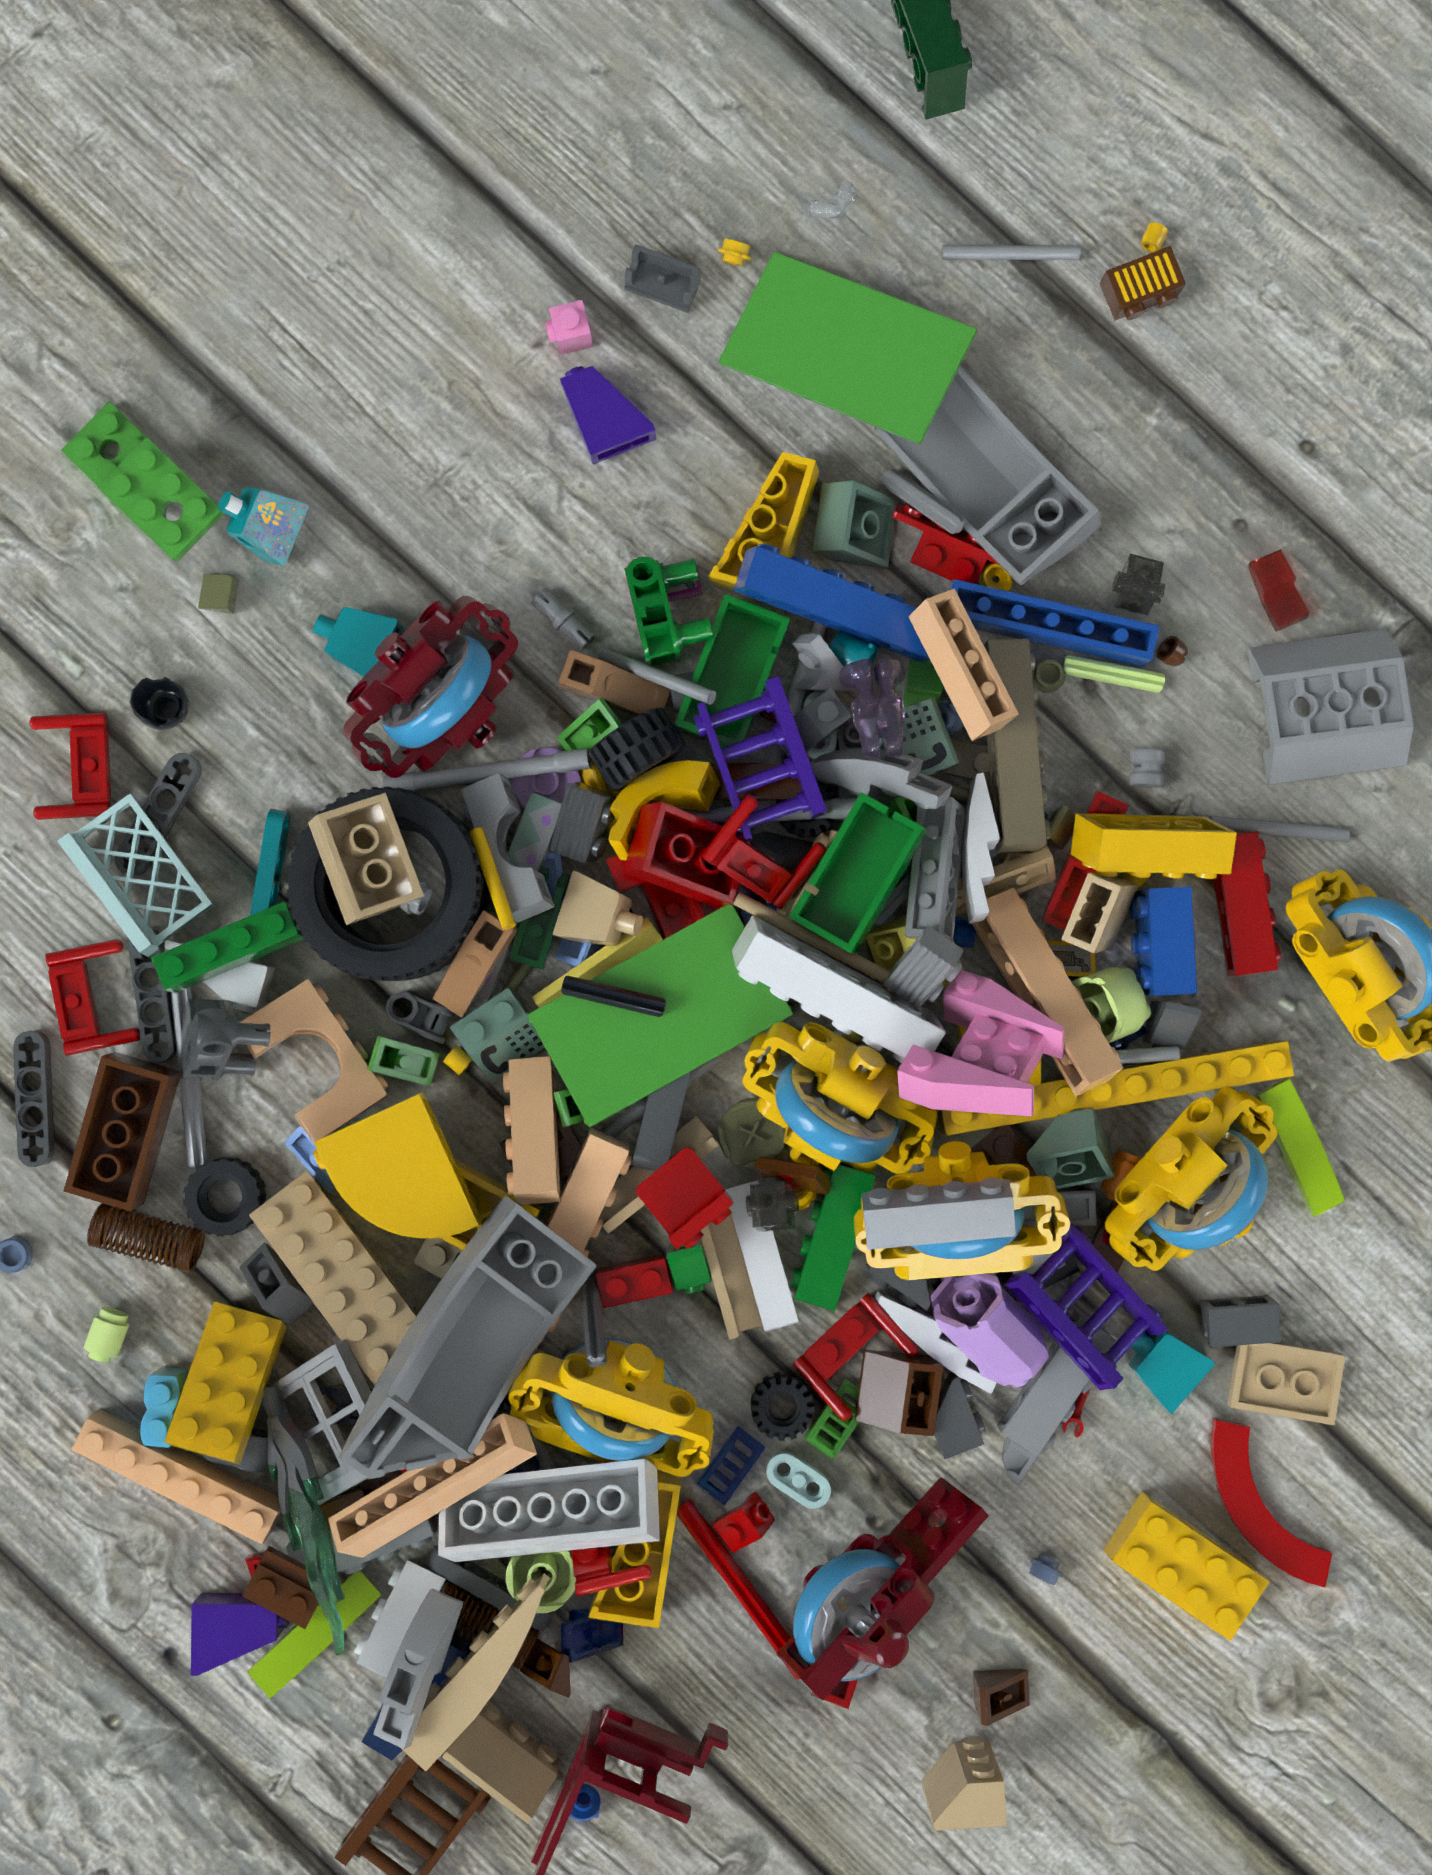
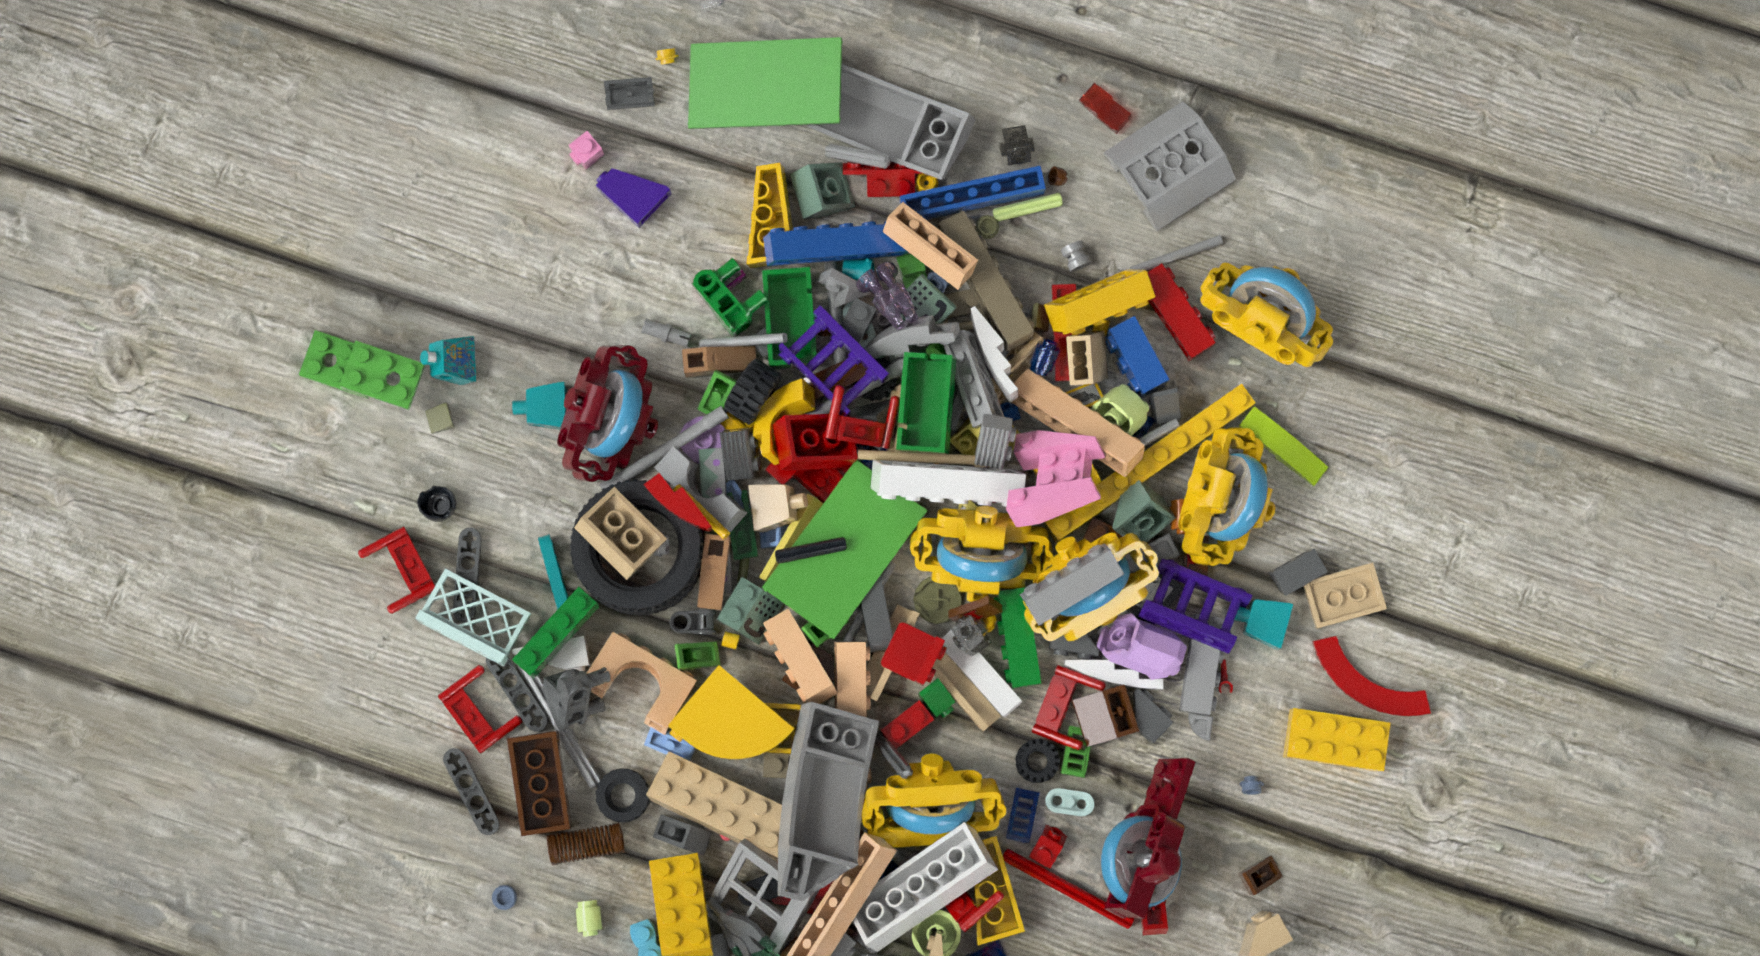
camera: 25 degrees left, 5 degrees down
(461, 853) = (677, 502): none -> red slope
(1043, 883) = (1044, 357): none -> clear blue brick

